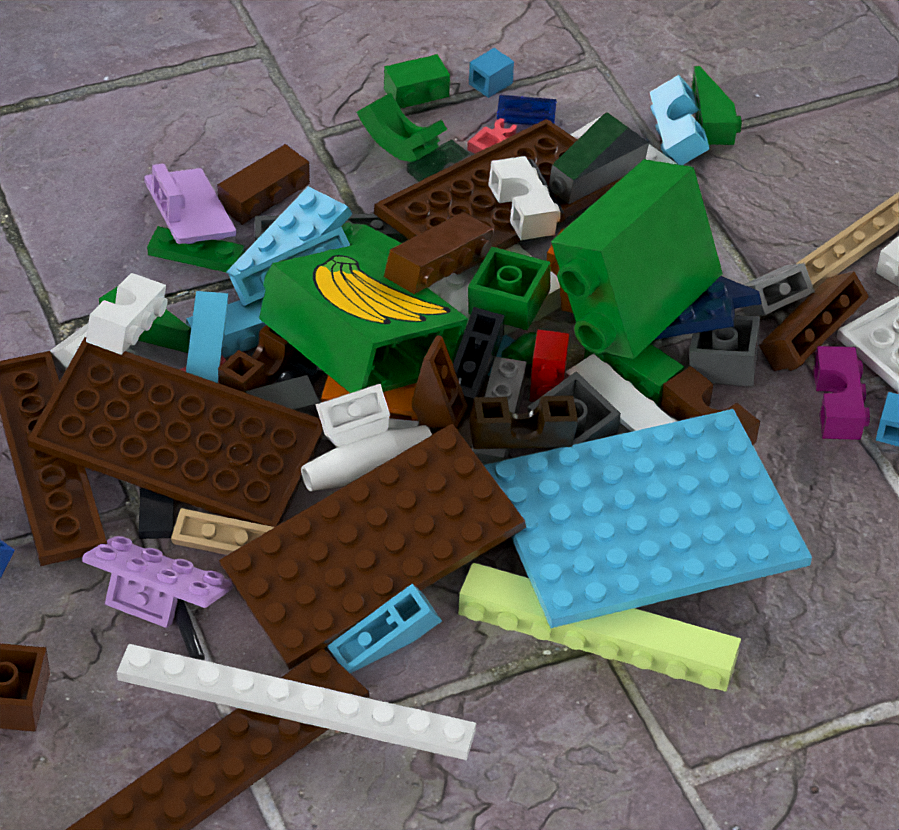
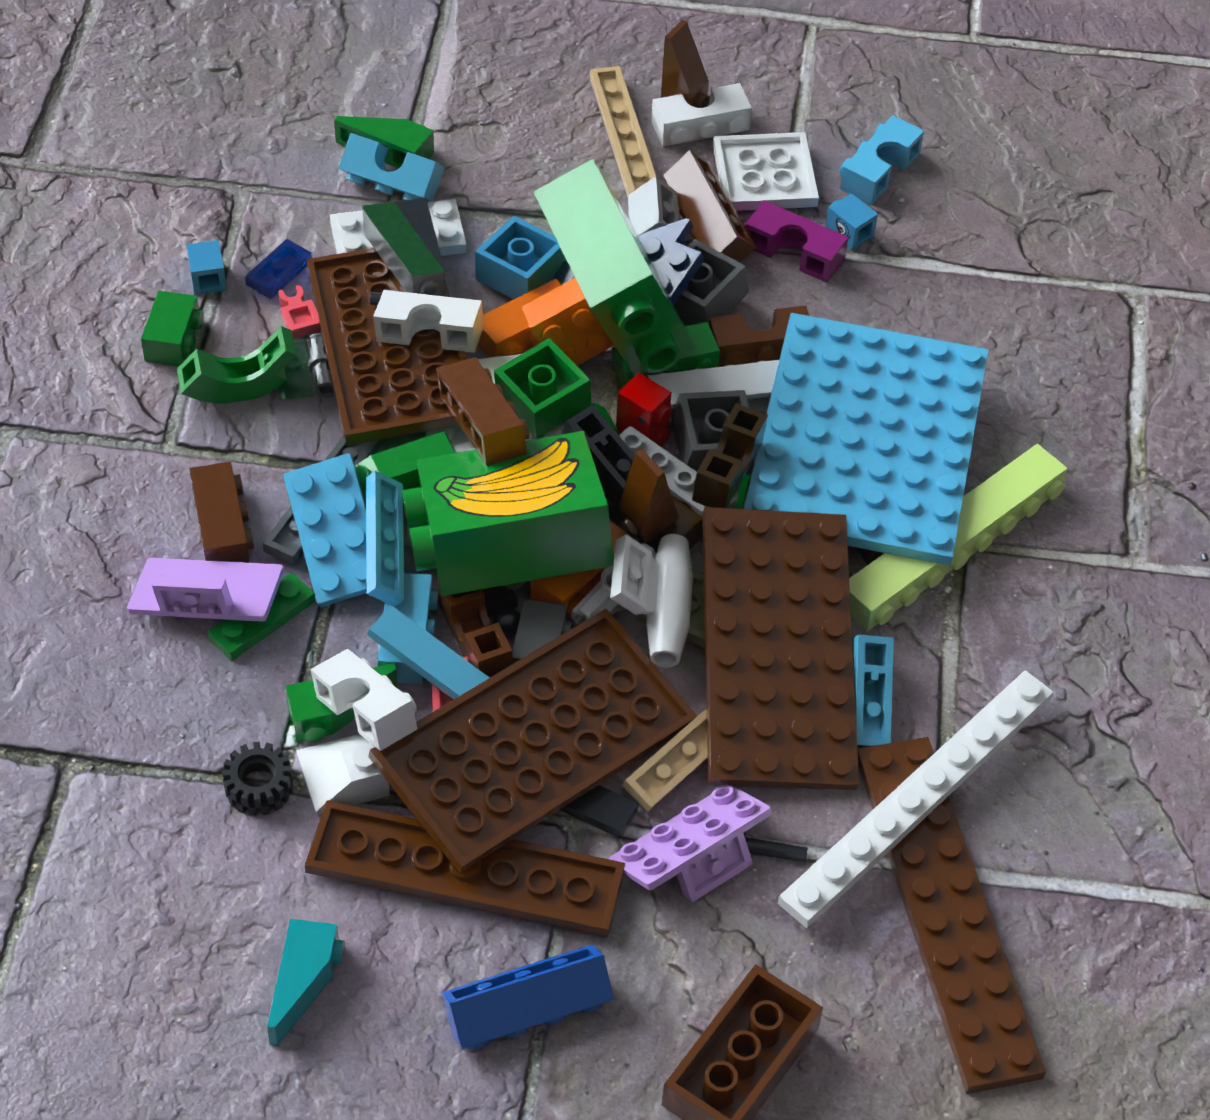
camera: 60 degrees left, 5 degrees up
(51, 321) = (257, 760): none -> black tyre

